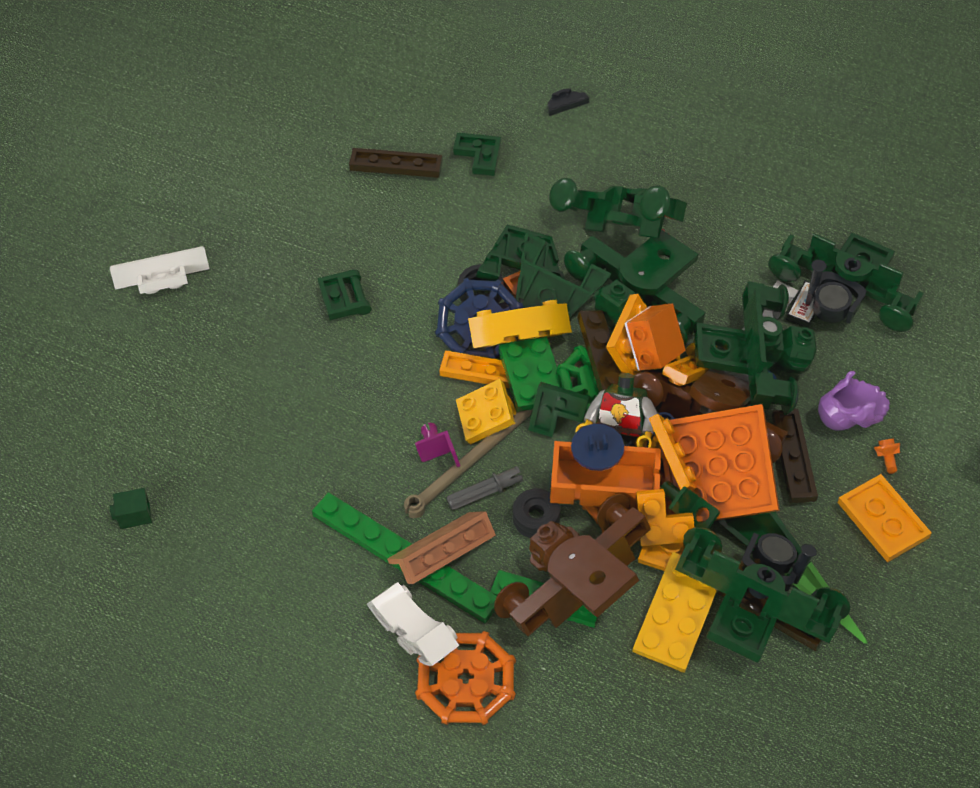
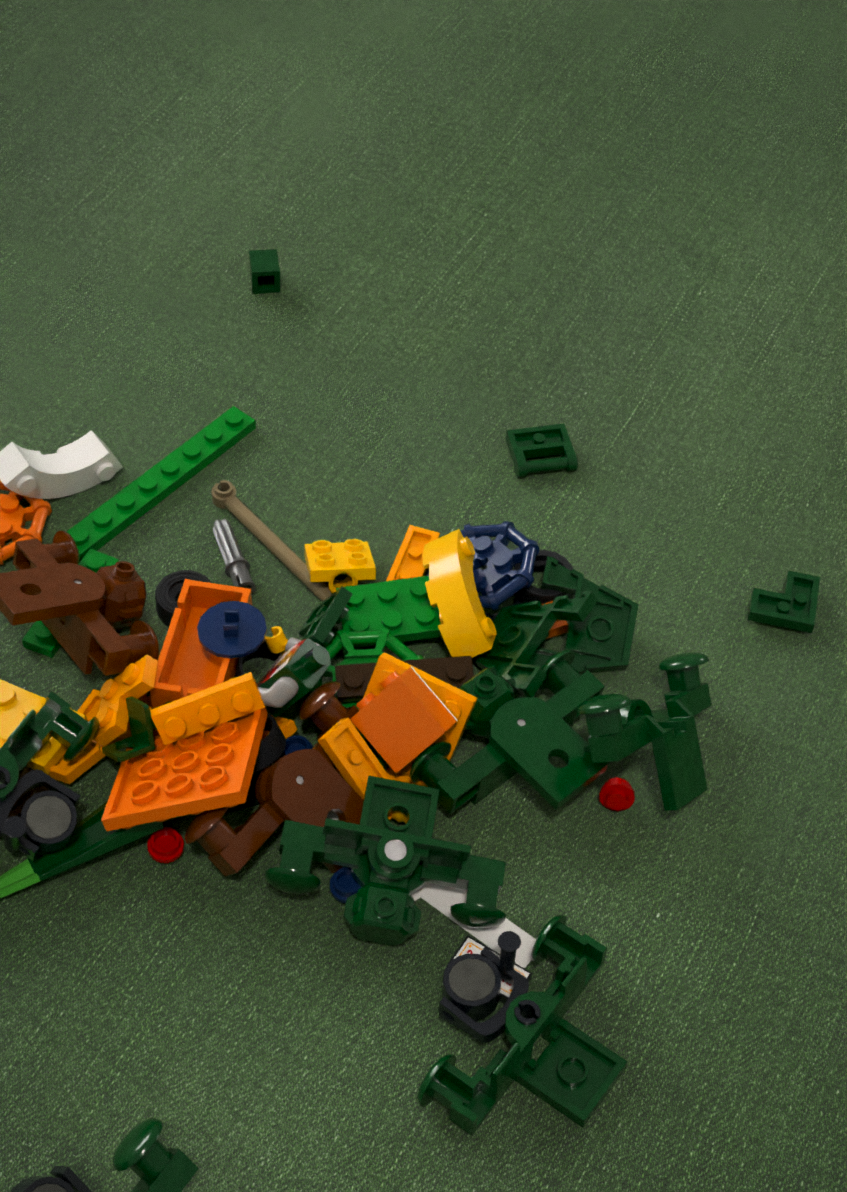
camera: 90 degrees right, 5 degrees down
(160, 271) = (582, 297): white bracket -> none
(395, 162) = (764, 514): dark brown plate -> none
(435, 444) = (298, 512): magenta bracket -> none
(443, 546) = (152, 501): nougat panel -> none
(795, 458) = (212, 896): dark brown plate -> none
(852, 404) = (280, 981): medium lavender hair -> none
(884, 518) = (89, 990): light orange plate -> none
(887, 449) = (205, 1026): orange plate -> none

